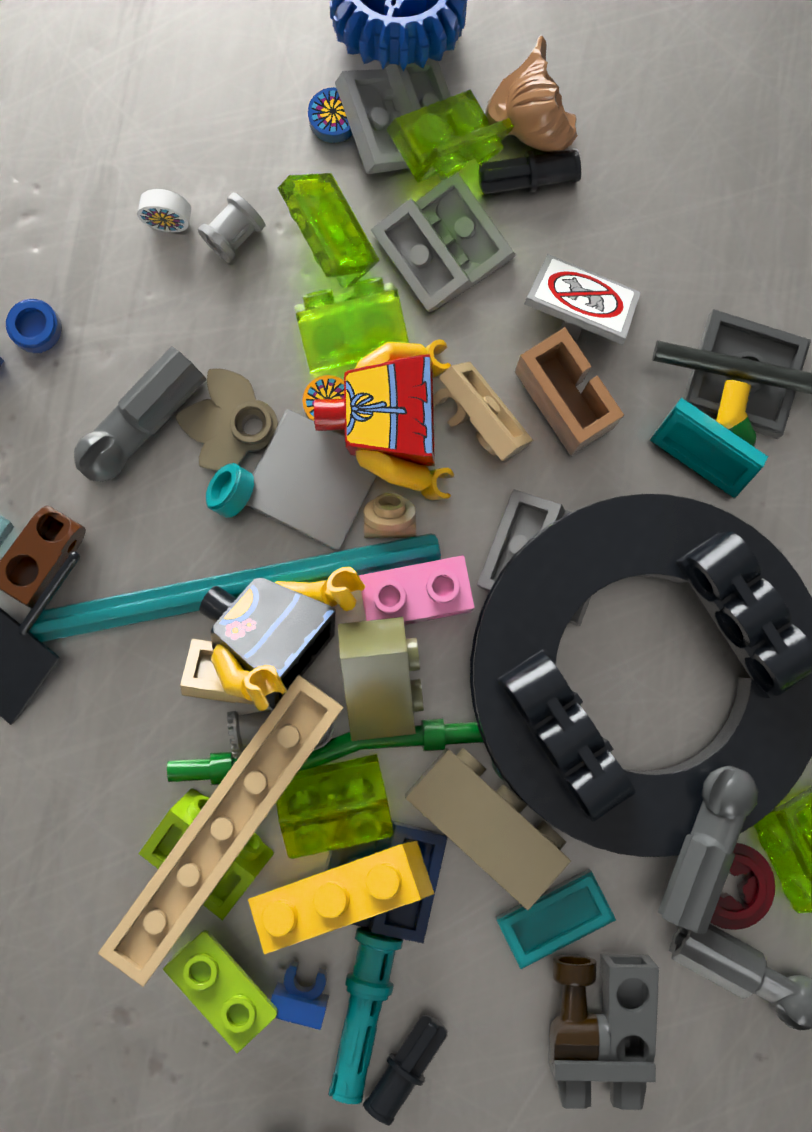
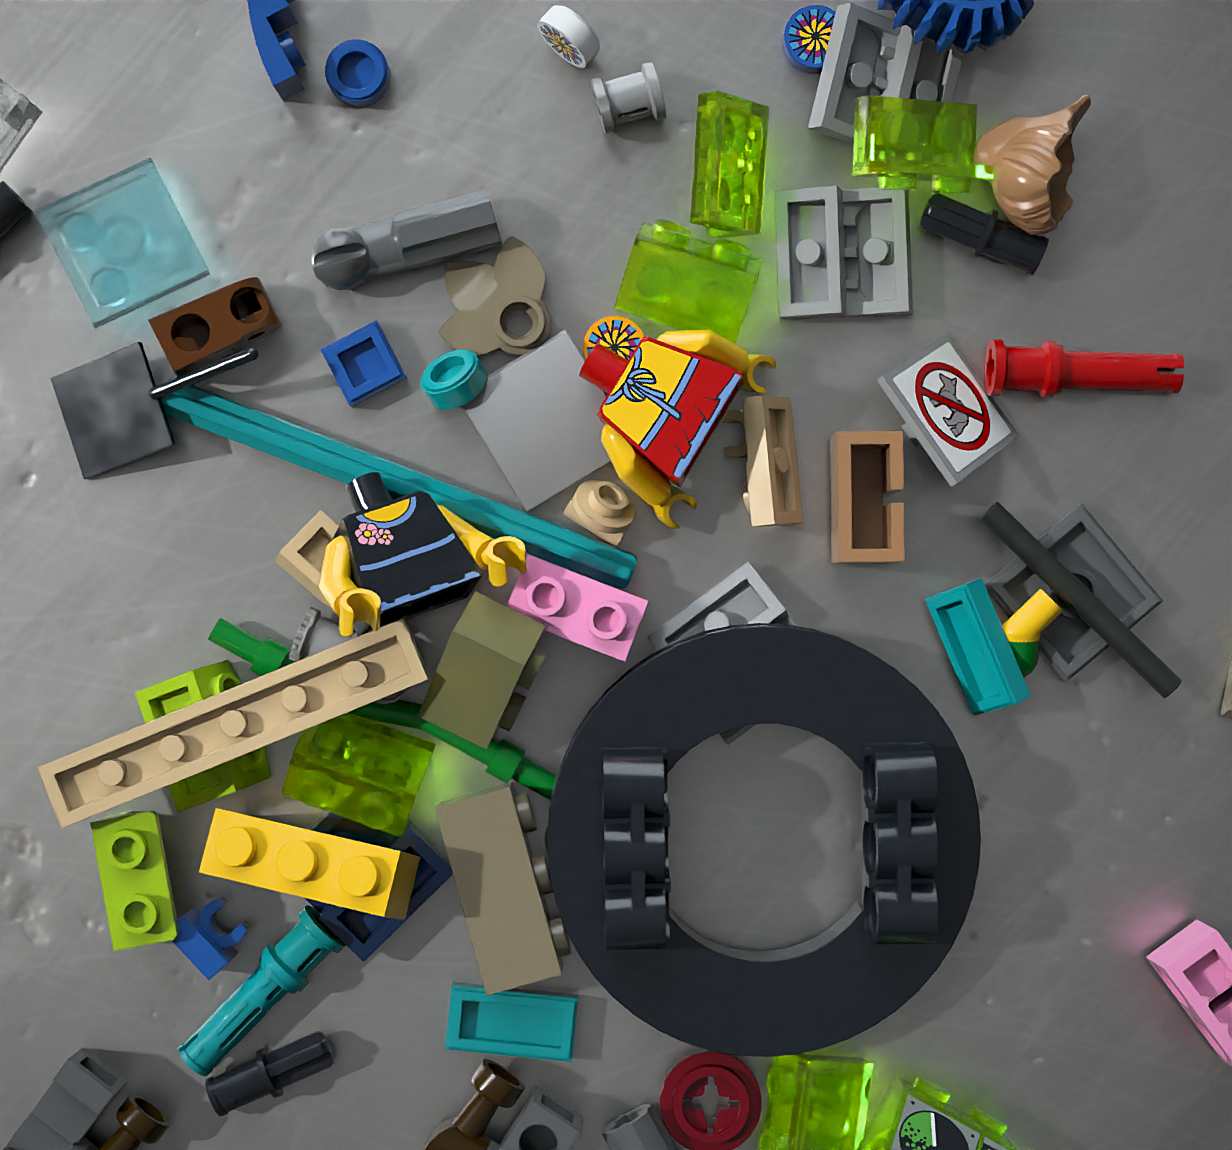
camera: 35 degrees right, 5 degrees up
(160, 520) = (363, 363): none -> blue tile
(635, 230) = (1052, 368): none -> red pin
(708, 851) = (703, 1051): dark grey piece -> none

